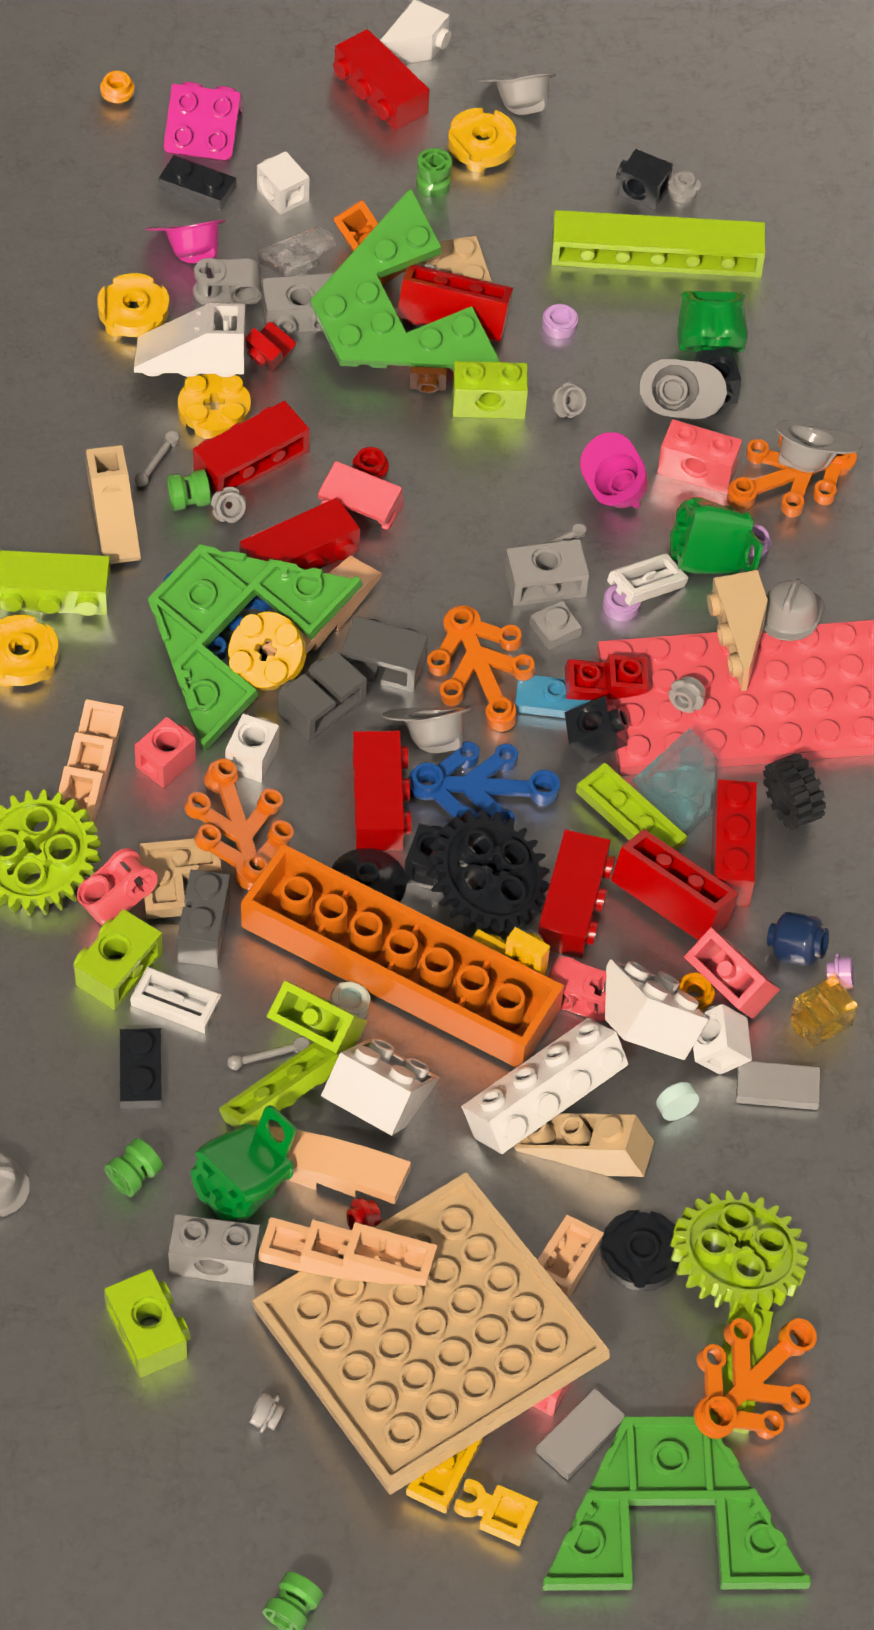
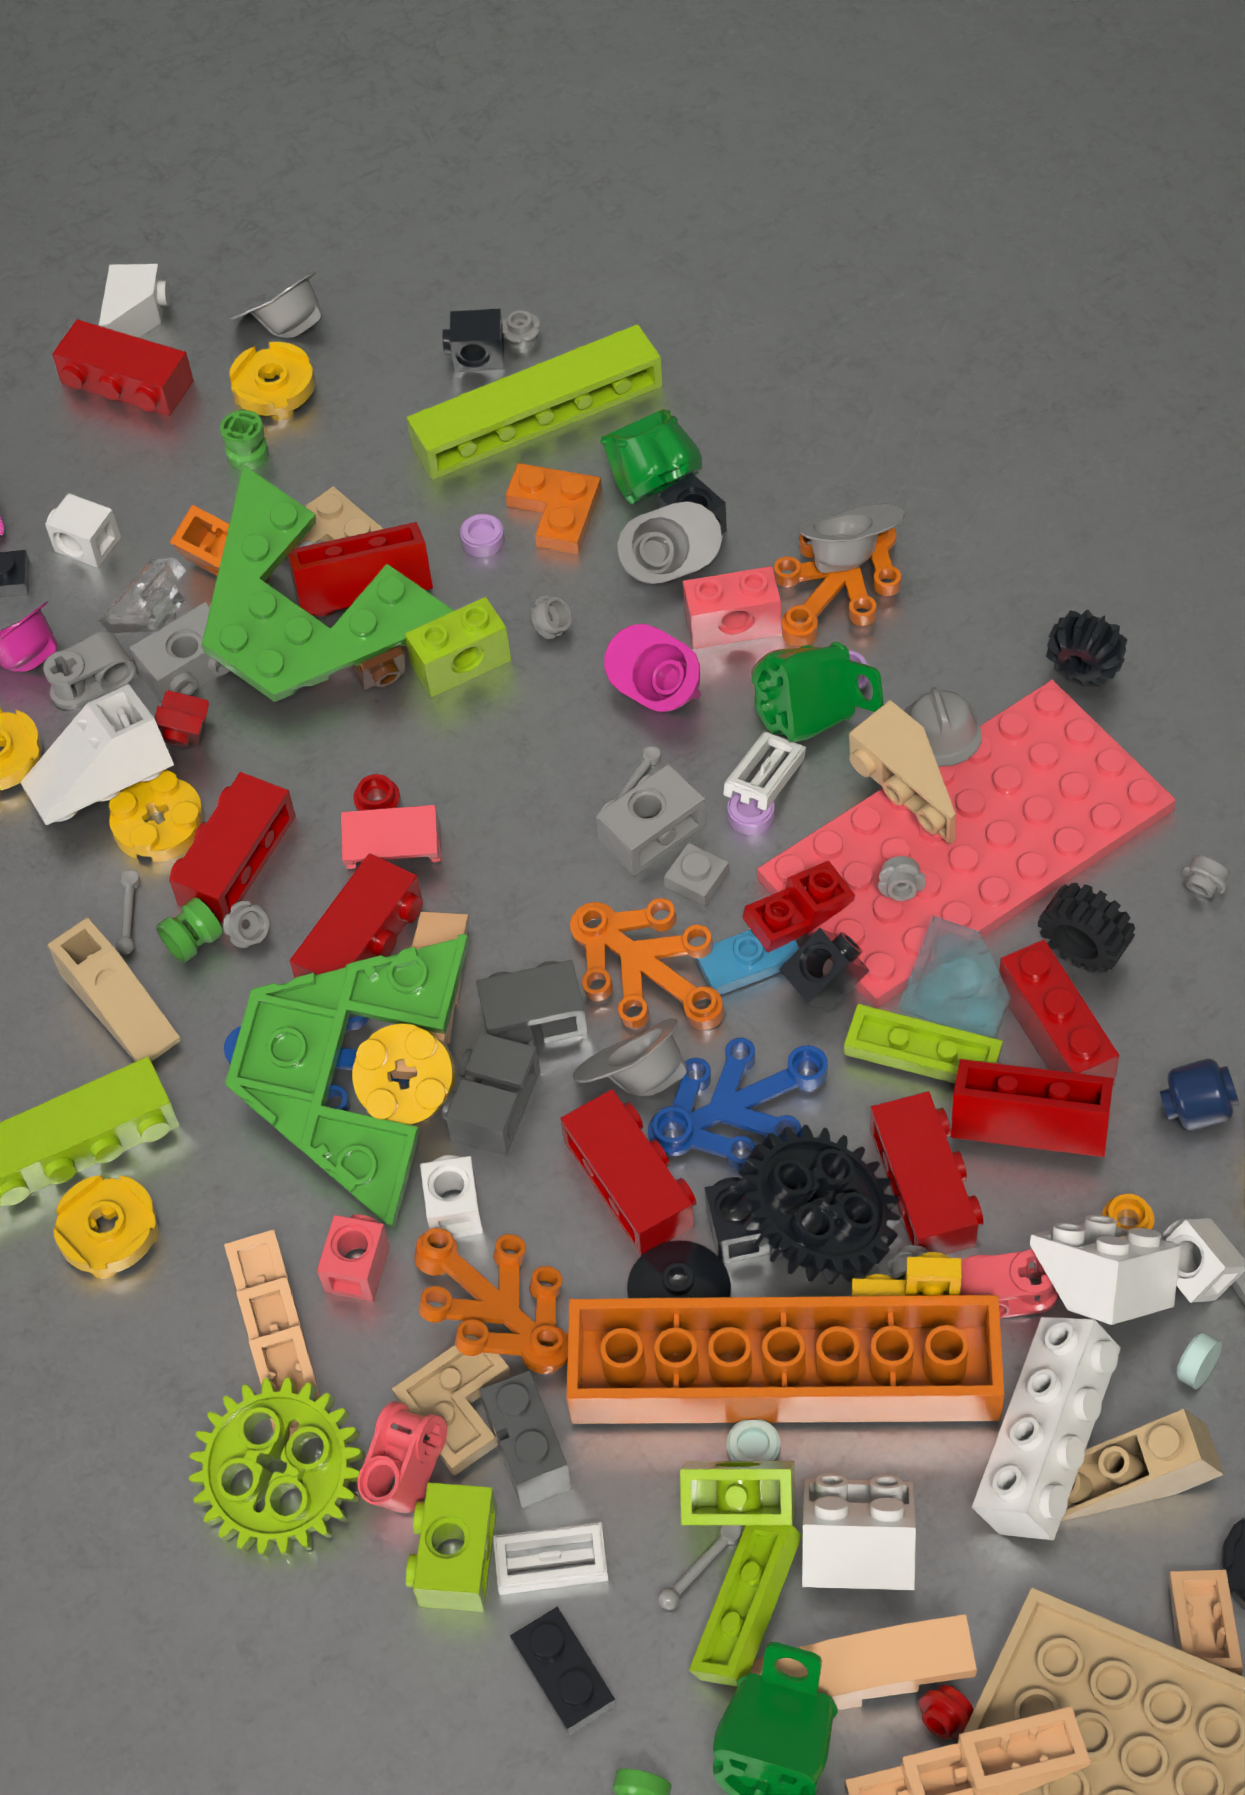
camera: 20 degrees left, 0 degrees up
(633, 324) = (564, 500): none -> orange plate
(731, 973) = (1161, 1175): coral brick -> none

